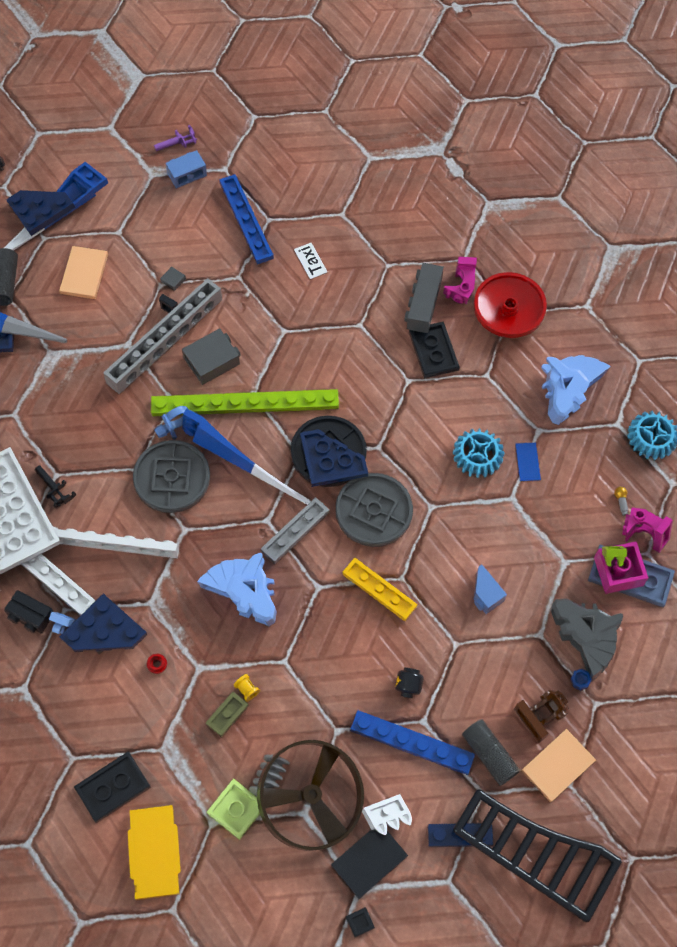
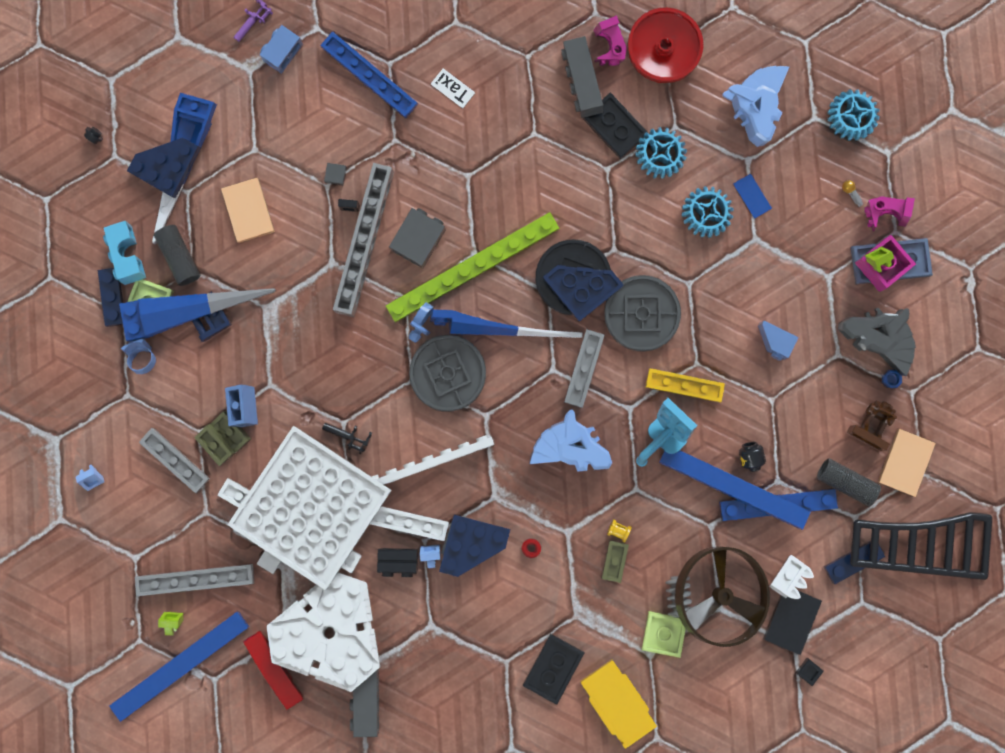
camera: 25 degrees left, 20 degrees up
(343, 621) = (668, 431): none -> medium azure plate
(378, 702) = (736, 488): none -> blue tile
(465, 379) = (650, 139): none -> medium azure gear

